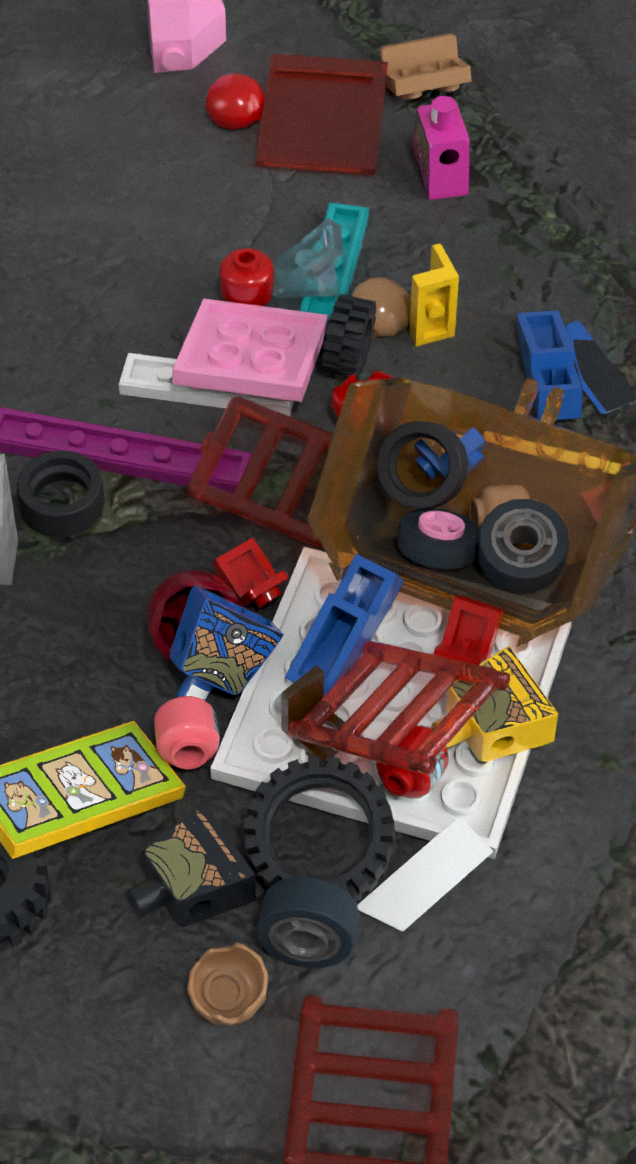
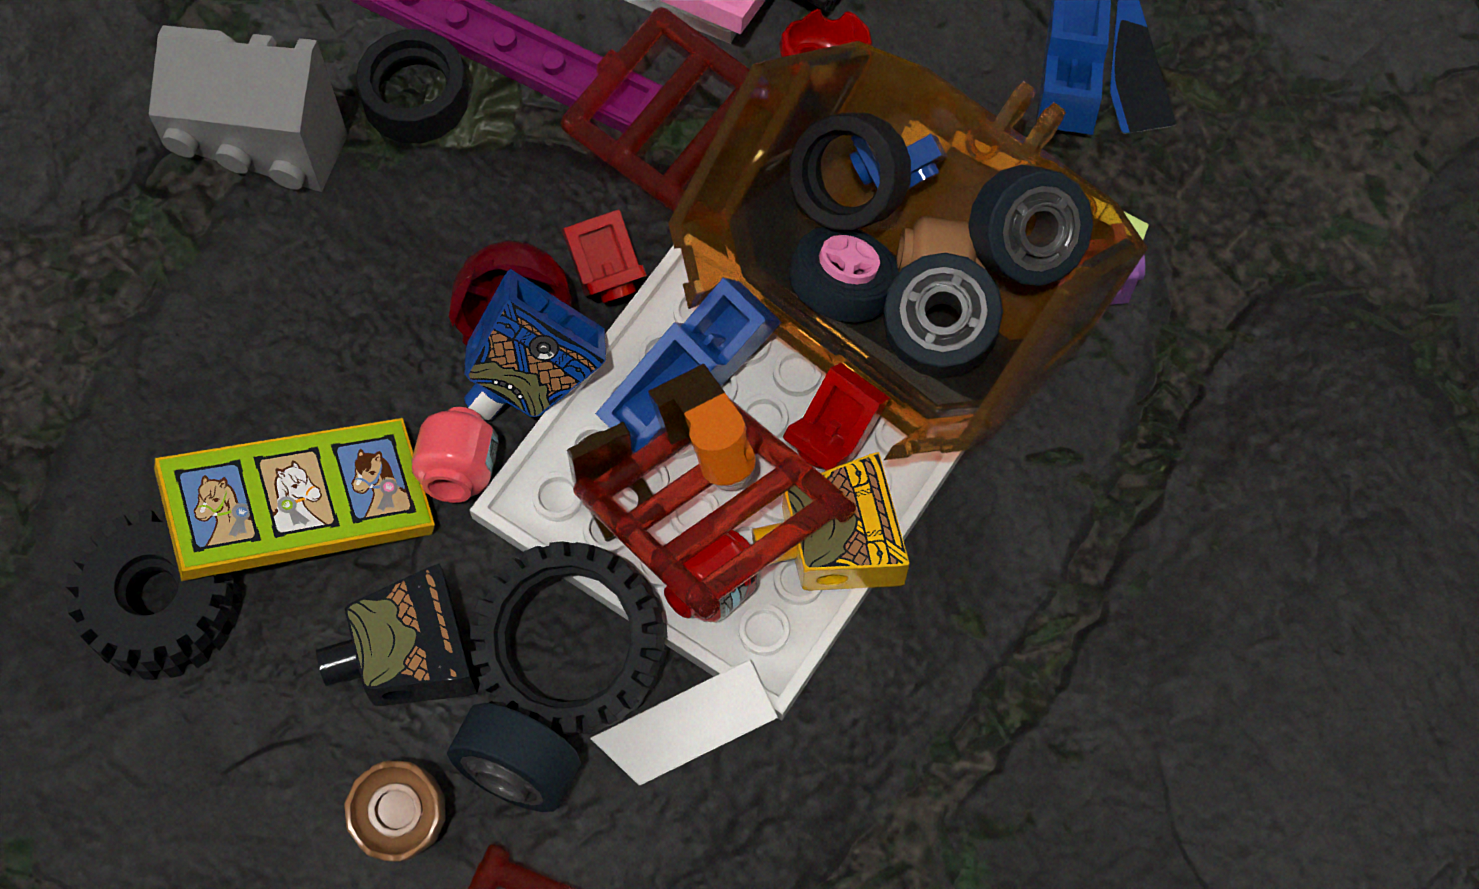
camera: 15 degrees right, 15 degrees up
(378, 652) = (701, 411): none -> leg
(585, 466) = (1060, 228): none -> wheel

